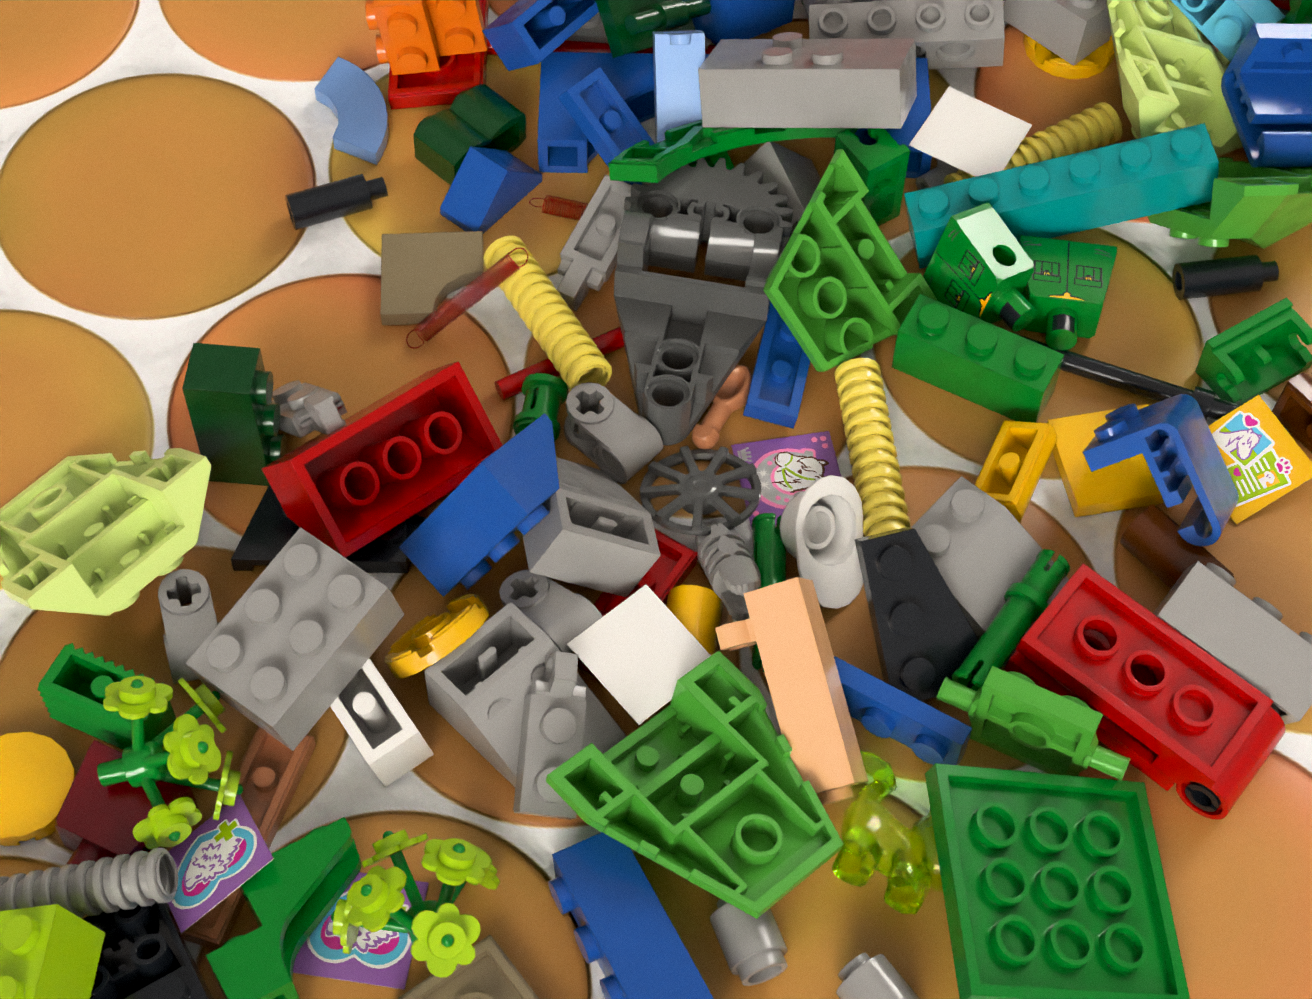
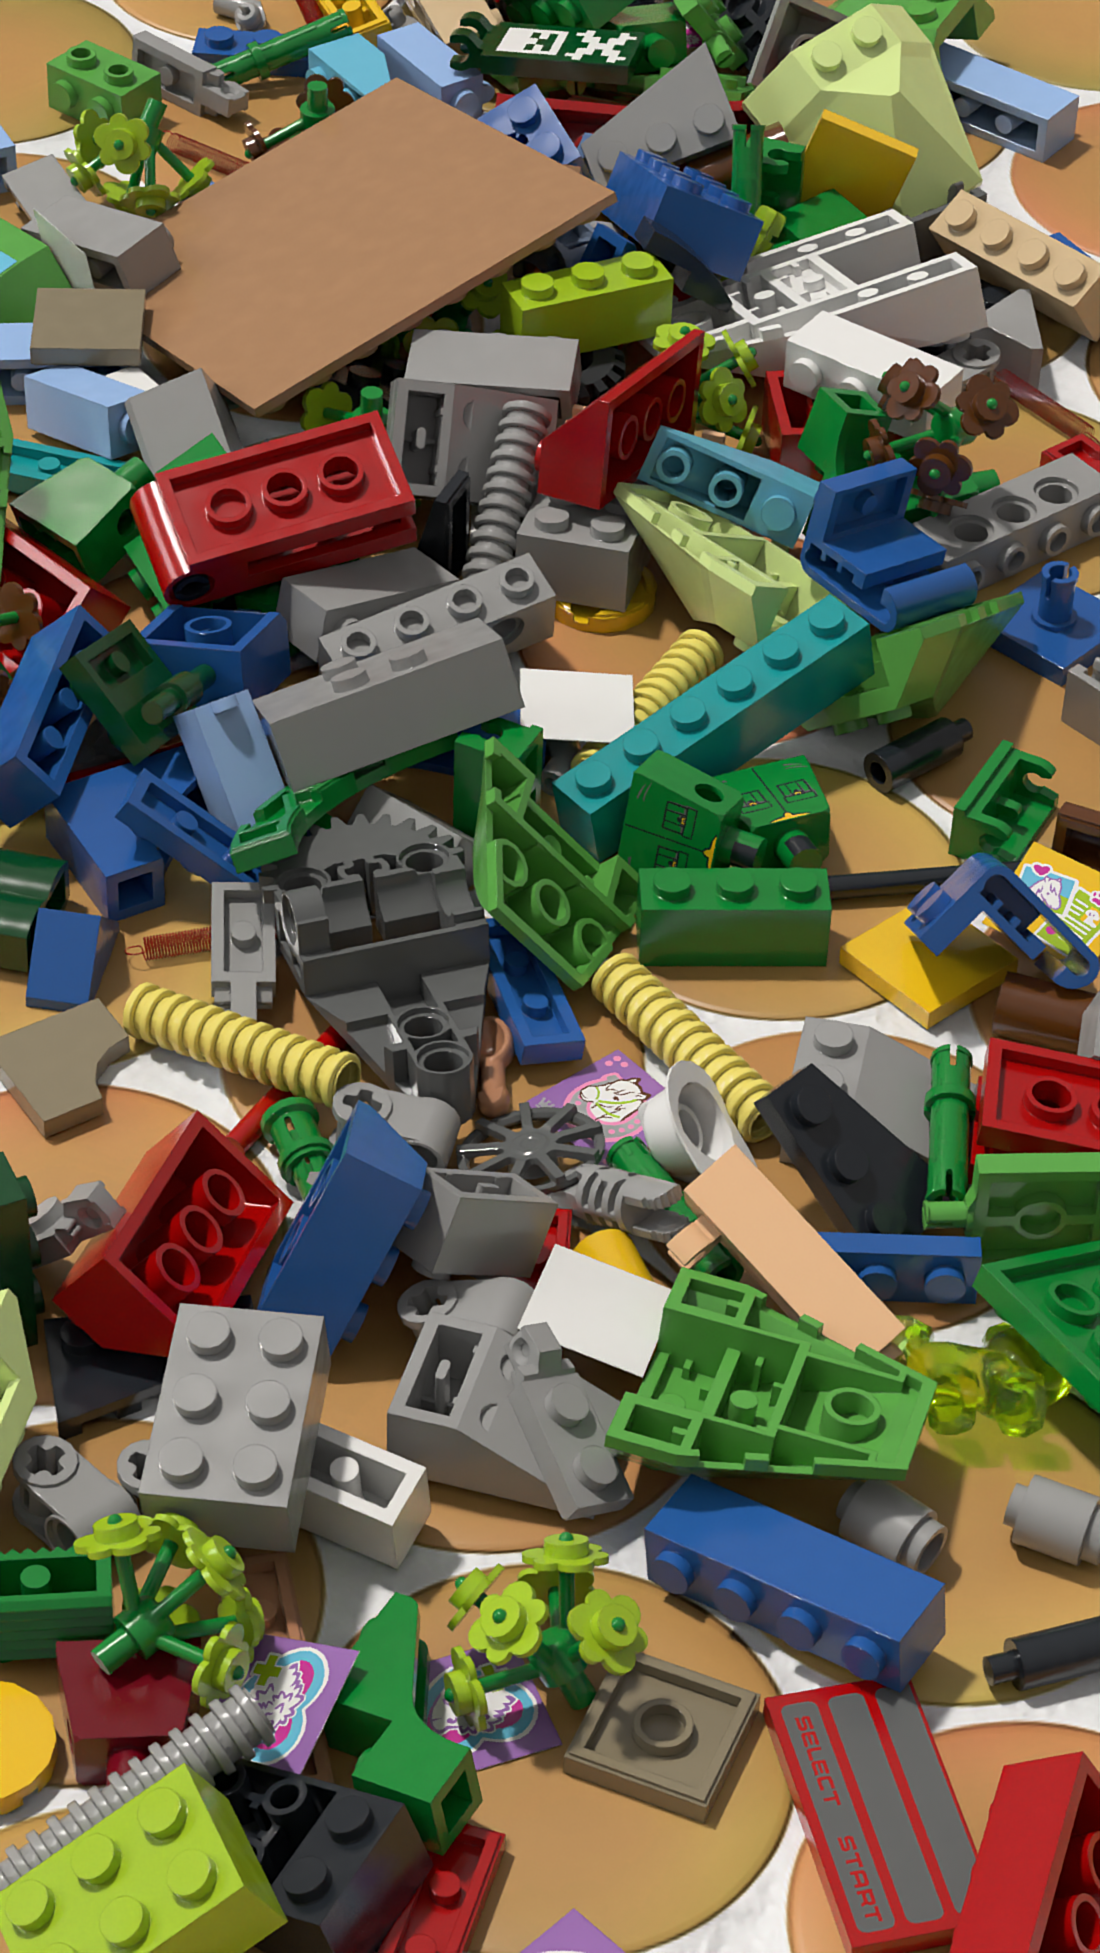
camera: 30 degrees left, 15 degrees down
(436, 636) = (371, 1380): yellow tile -> none
(476, 290) = (116, 1112): red piece -> none
(1016, 463) = (840, 986): yellow brick -> none

